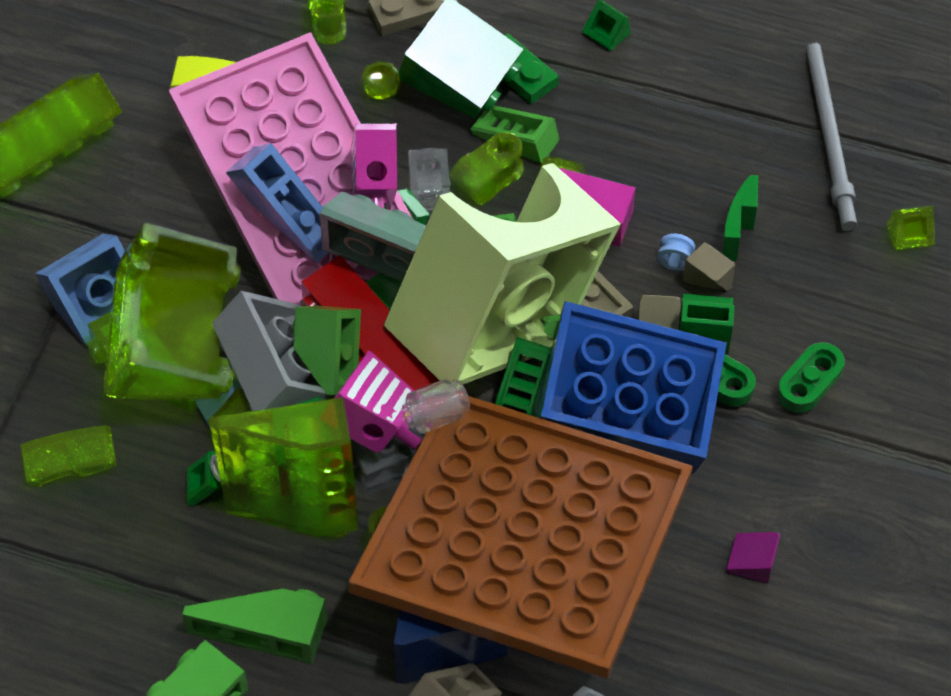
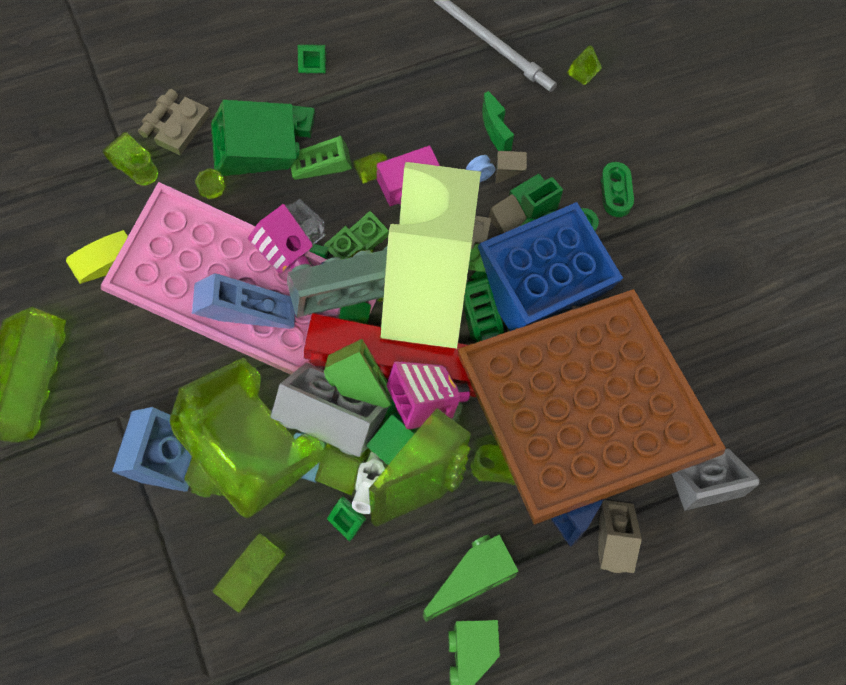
camera: 45 degrees left, 10 degrees up
(435, 405) = (470, 365): clear brick -> none
(489, 170) = (330, 191): clear neon green piece -> none
(753, 555) = (684, 313): magenta slope -> none

